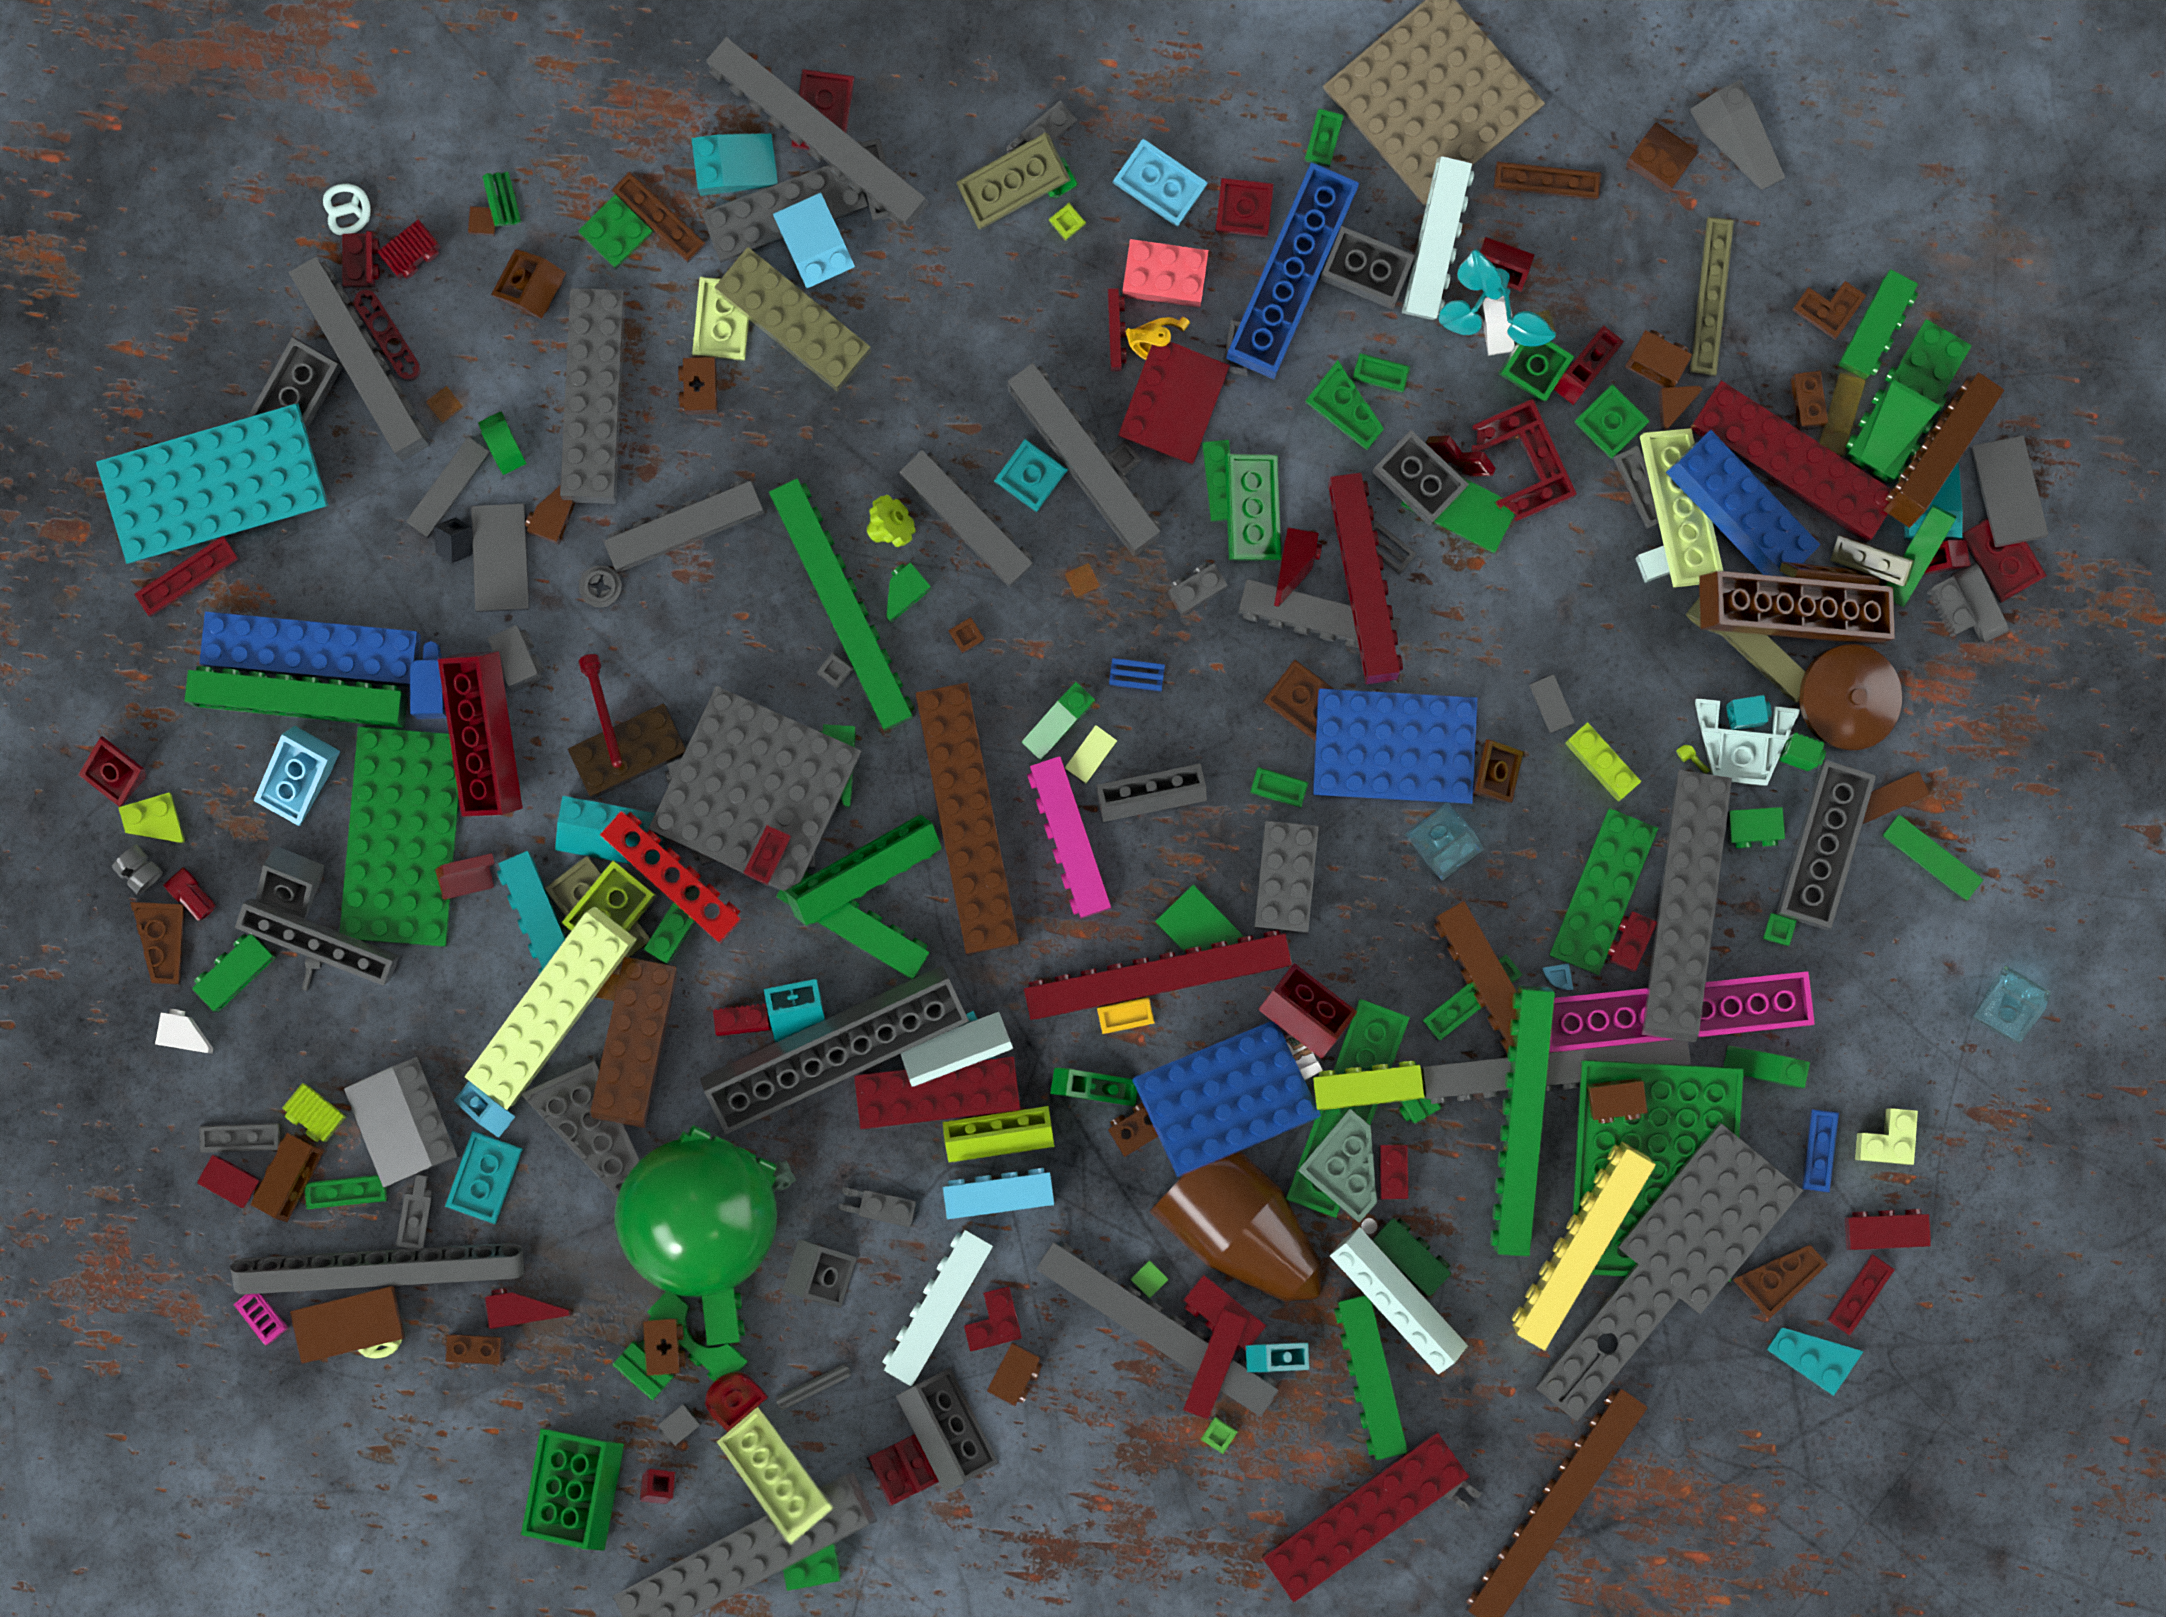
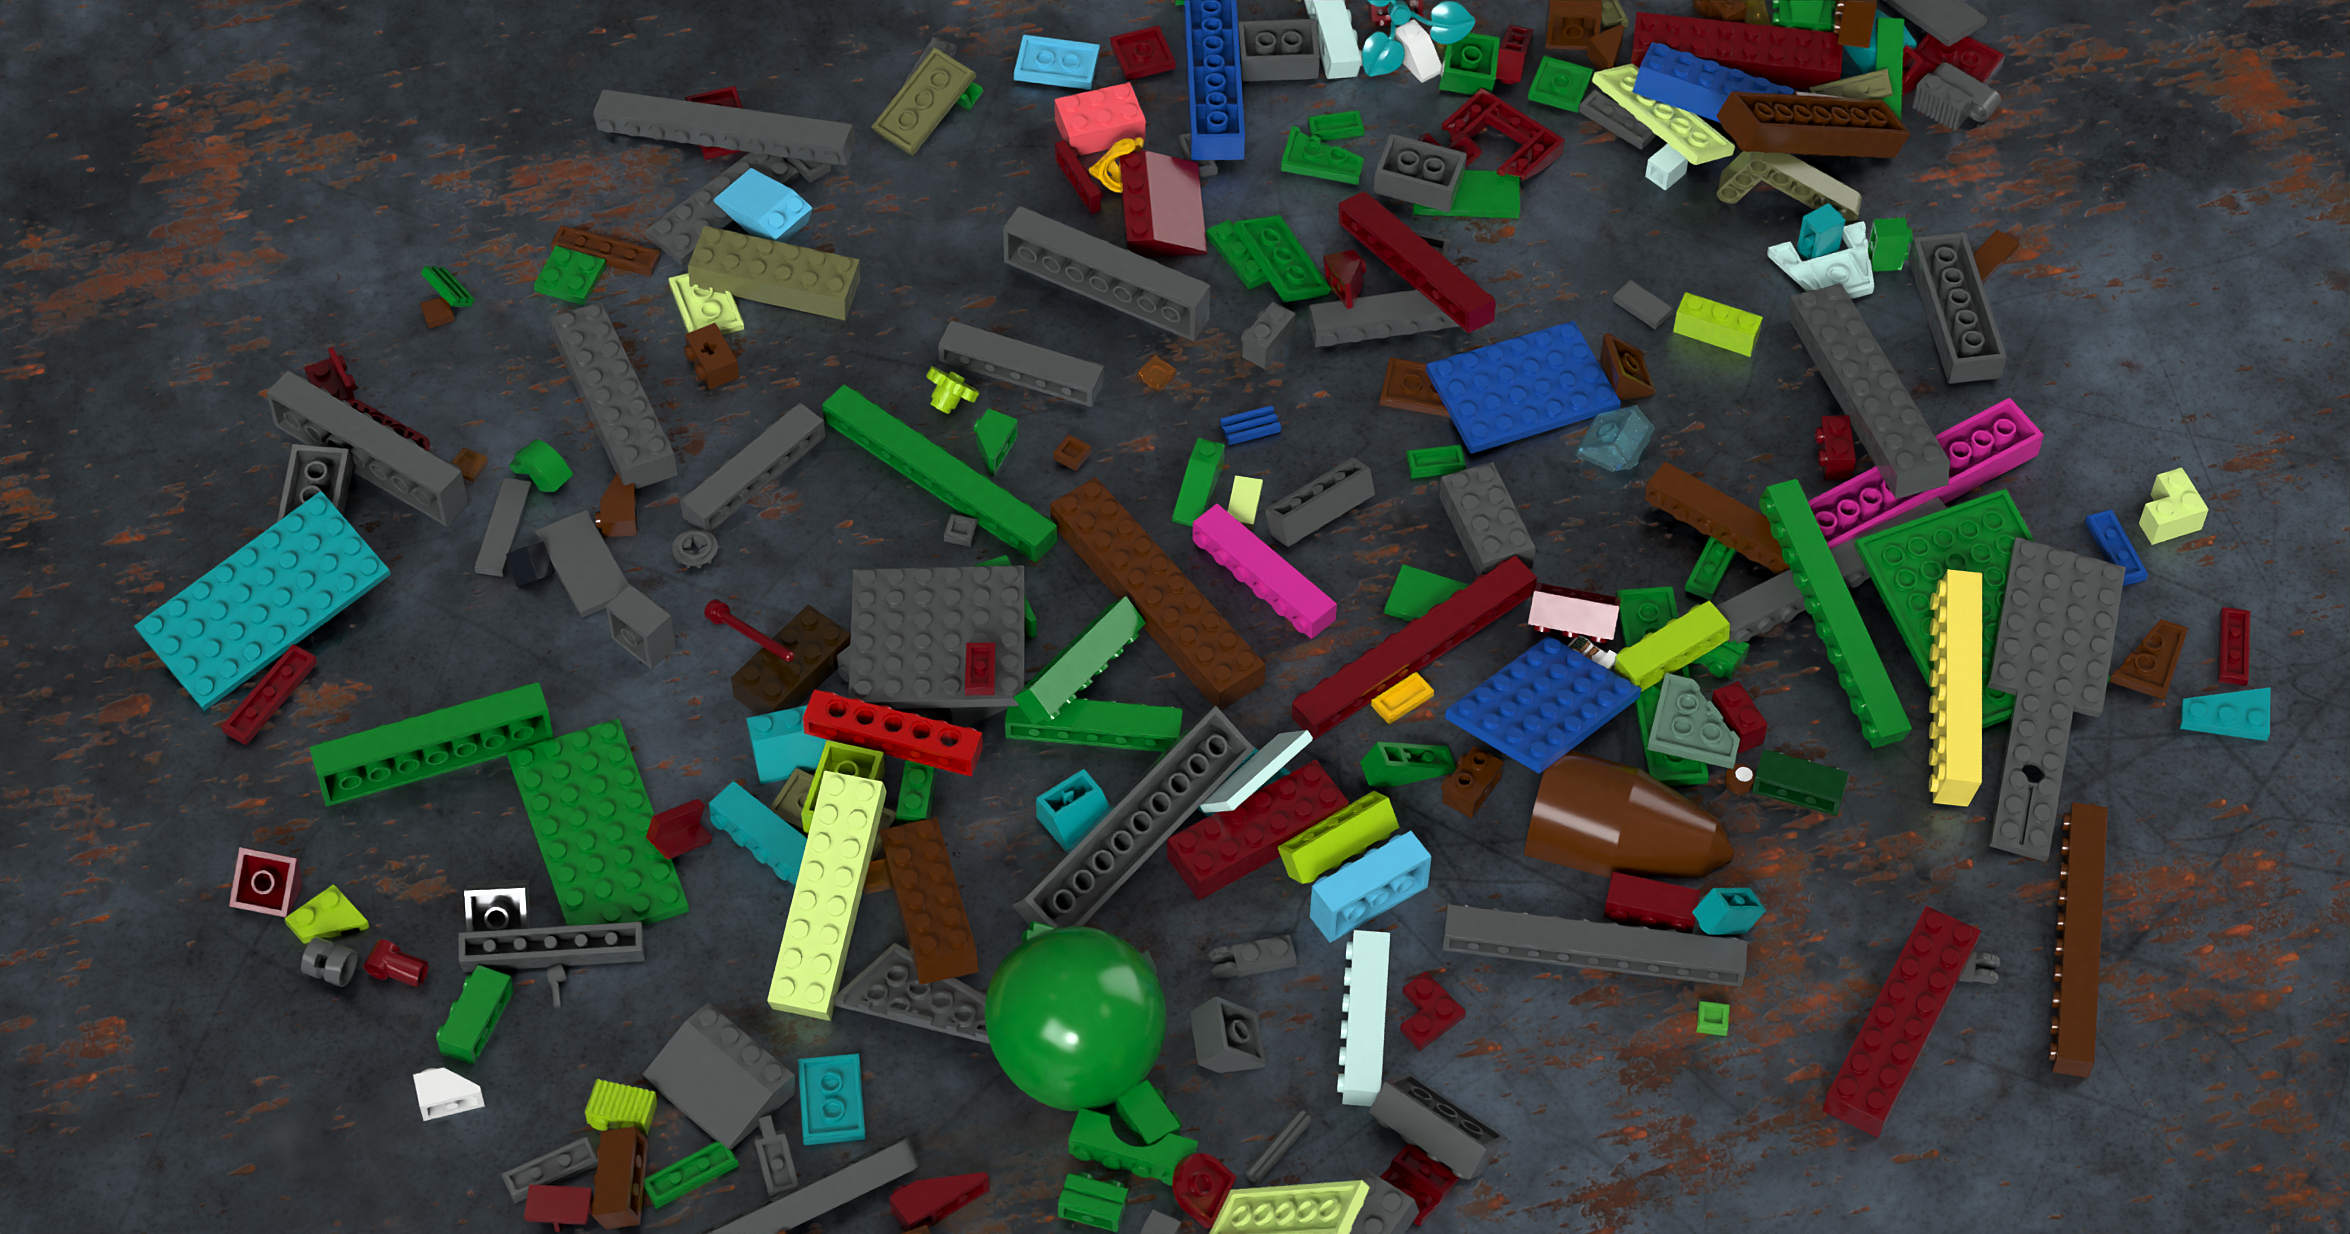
camera: 25 degrees left, 30 degrees down
(162, 939) = (382, 1017): reddish brown wing -> none
(296, 774) = (461, 816): medium azure slope -> none
(308, 649) = (424, 691): blue brick -> none
(352, 207) = (288, 356): light aqua piece -> none
(410, 250) = (376, 355): dark red brick -> none
(426, 686) = (567, 683): blue hinge -> none
(480, 733) = (637, 691): dark red brick -> none
(484, 1109) = (802, 1030): medium azure slope -> none
(529, 283) = (506, 337): reddish brown slope -> none
(654, 1333) = (1103, 1155): reddish brown brick -> none
(734, 162) = (653, 184): teal slope -> none
(741, 1020) = (1026, 844): dark red brick -> none
(1014, 1374) = (1479, 1037): reddish brown brick -> none
(1030, 475) = (1062, 313): teal tile -> none
(1067, 221) = (988, 121): lime tile -> none
(1149, 1279) = (1561, 906): bright green tile -> none
(1215, 1364) = (1672, 941): dark red tile -> none
(1372, 1377) = (1829, 899): green brick -> none
(1399, 1300) = (1814, 816): light aqua brick -> none
(1603, 891) = (1783, 422): green plate -> none
(1617, 1100) = (1908, 553): reddish brown brick -> none
(1686, 752) = (1785, 292): lime hand -> none
(1755, 826) = (1889, 316): green brick -> none
(1768, 1066) = (2038, 492): green slope -> none
(1779, 929) = (1960, 390): green plate -> none
(1850, 697) = (1901, 187): reddish brown dish -> none
(1887, 1230) = (2222, 581): dark red brick -> none
(1932, 857) = (2054, 288): green tile -> none
(2012, 1004) = (2203, 366): clear light blue slope -> none

